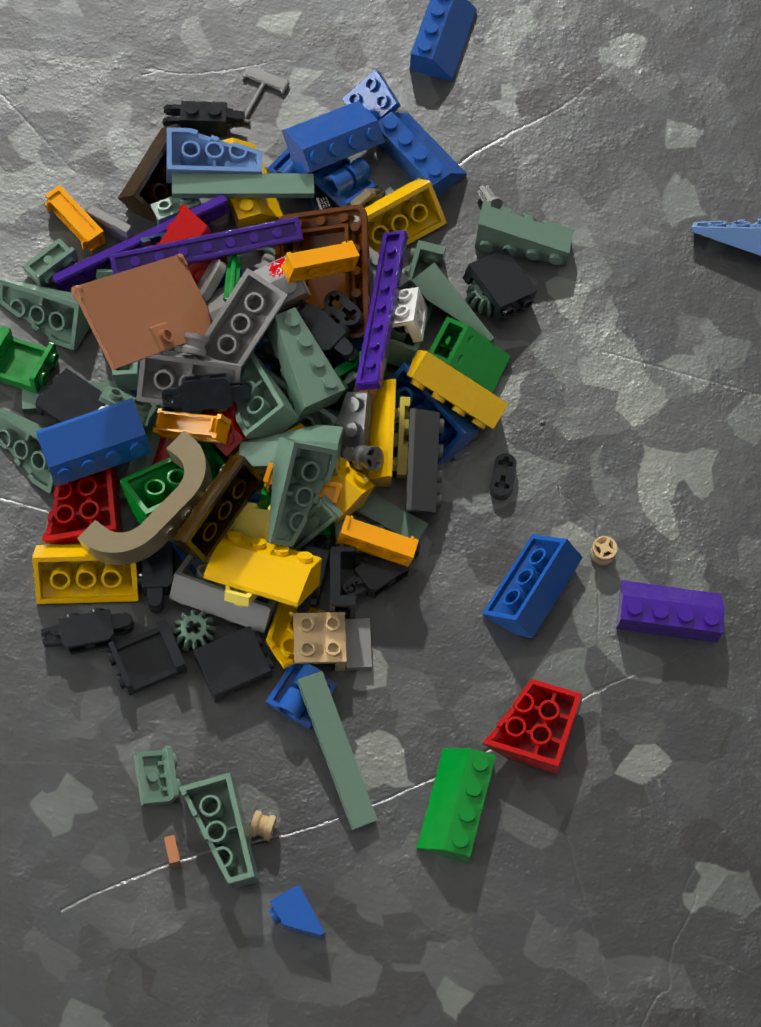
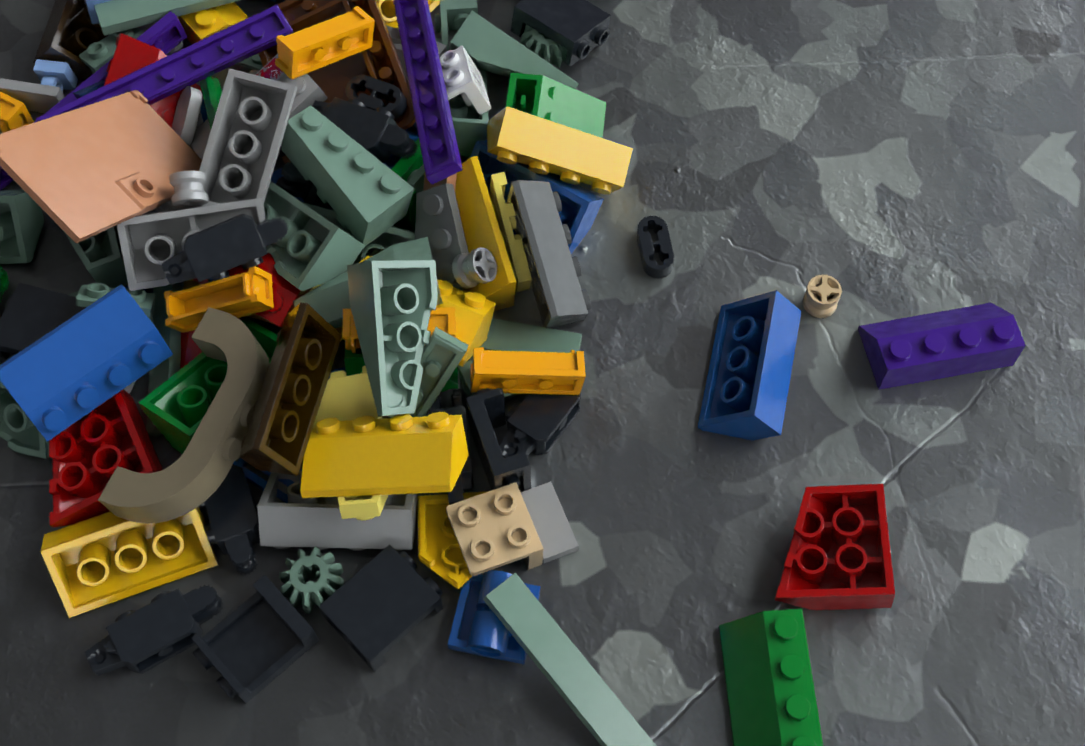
camera: 15 degrees left, 5 degrees down
(130, 213) = (55, 74): none -> light blue tile

